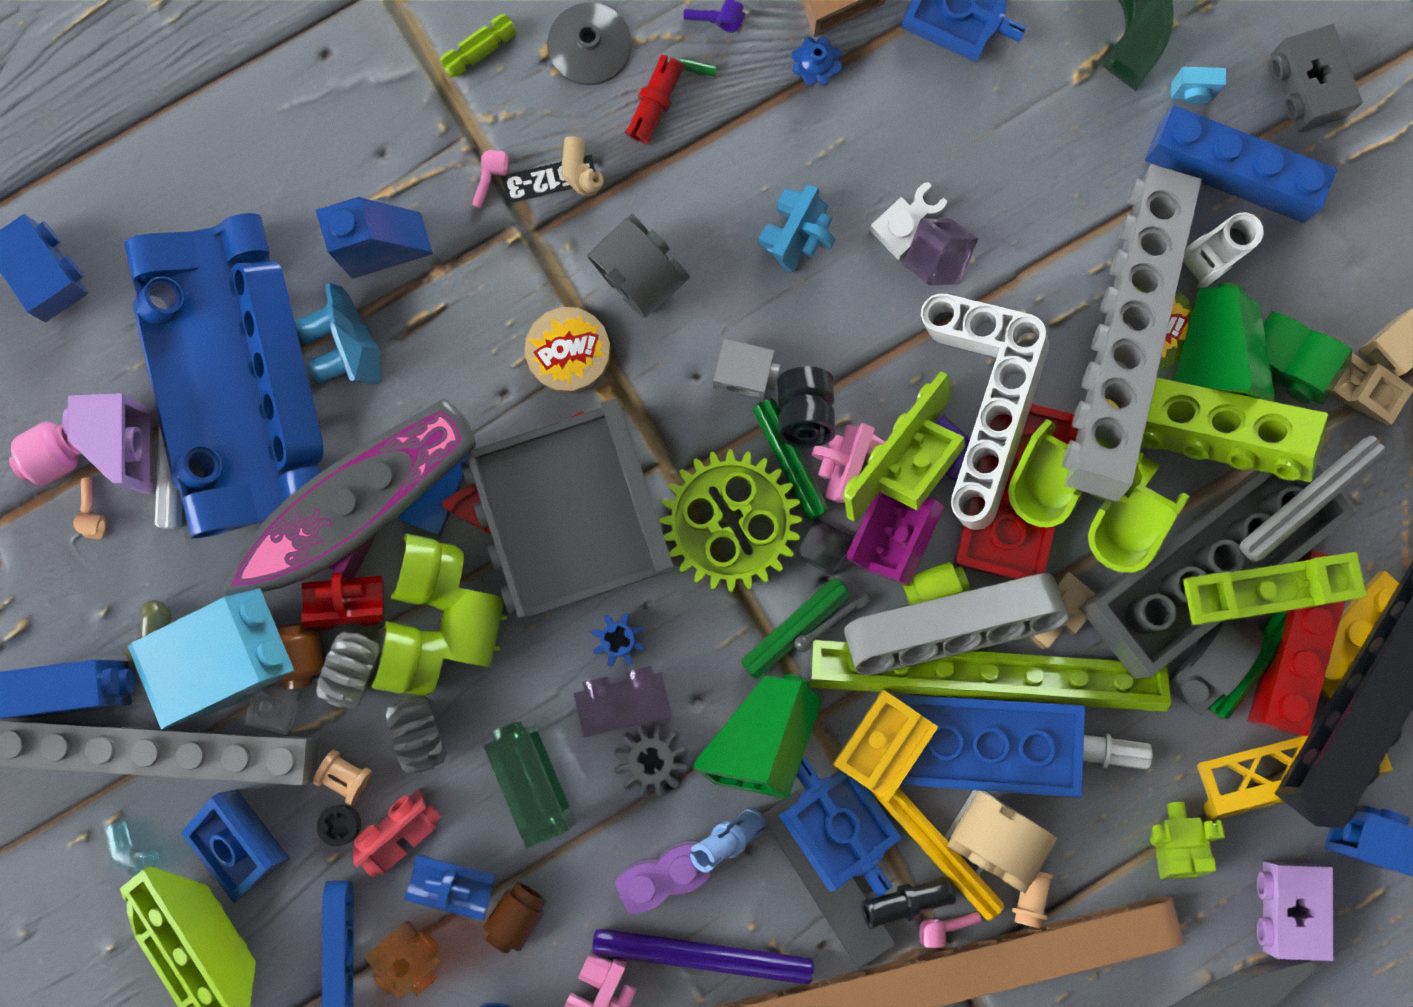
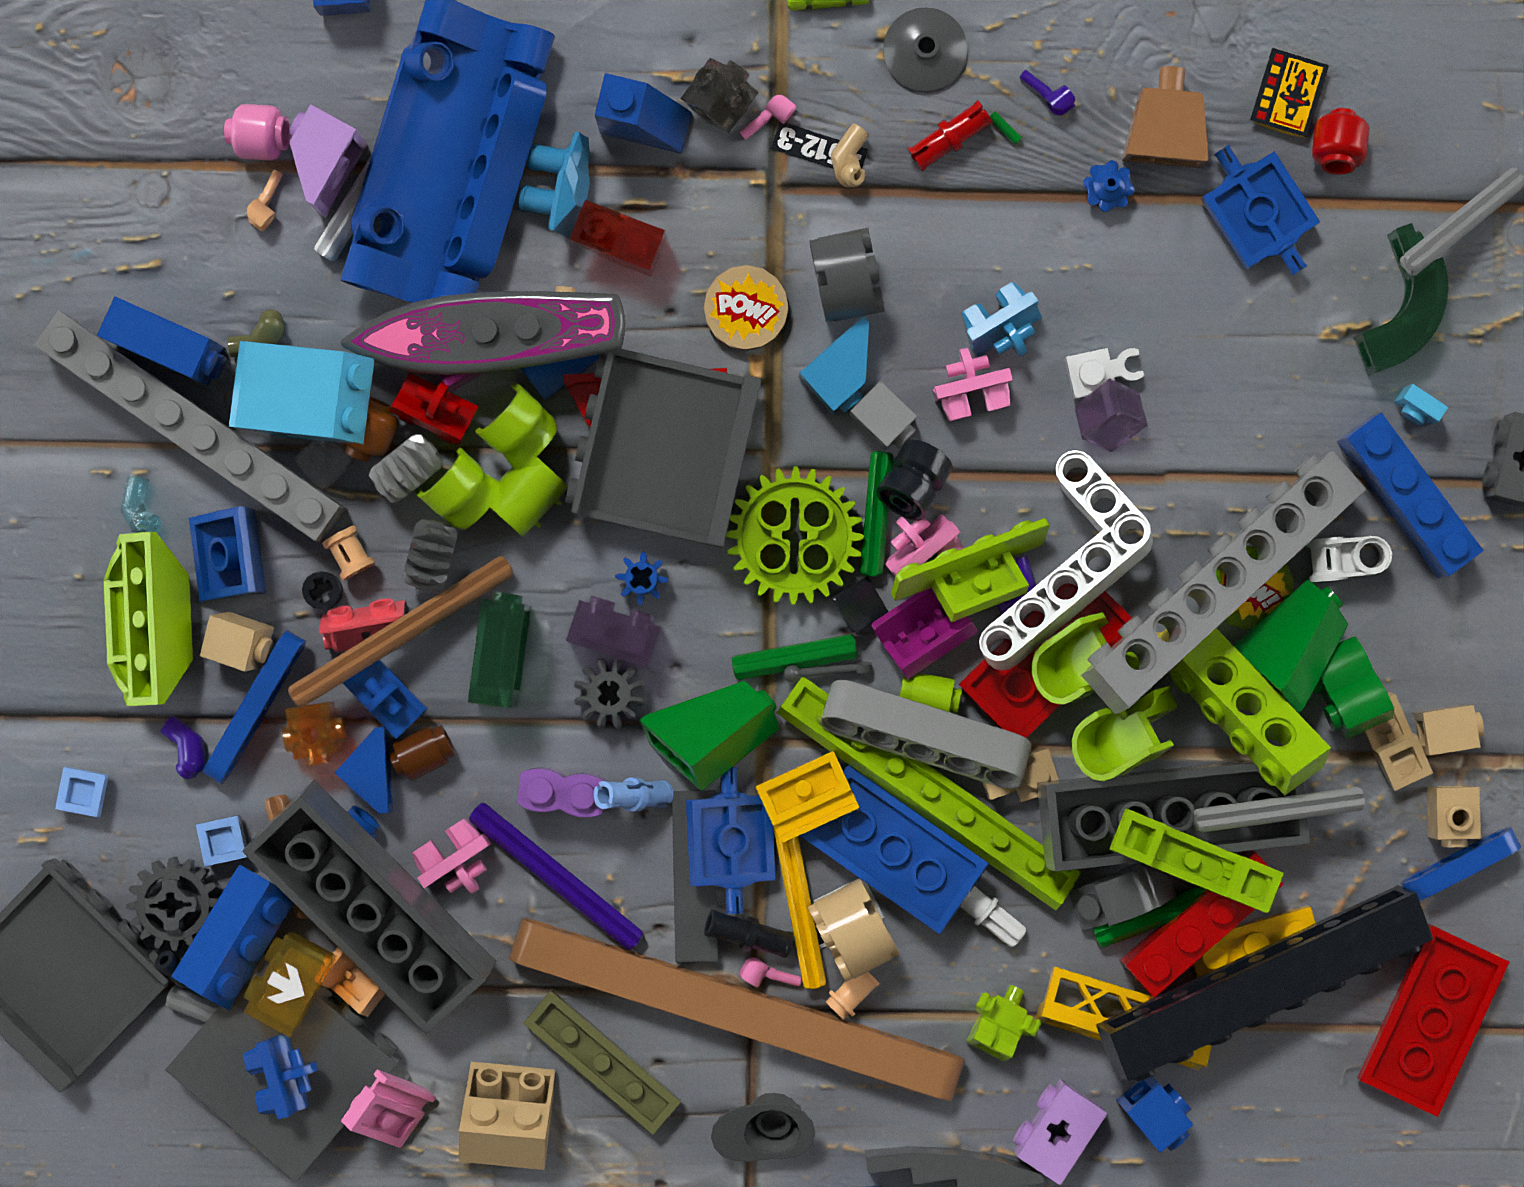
camera: 25 degrees right, 5 degrees up
(285, 920) = (237, 641): none -> tan brick
(419, 354) = (619, 238): none -> clear red slope
(427, 823) = (400, 632): none -> medium nougat axle
(434, 179) = (720, 94): none -> clear smoke brick
(477, 965) = (369, 770): none -> blue slope
(682, 353) = (840, 370): none -> dark azure slope
(822, 286) = (954, 394): none -> bright pink hips

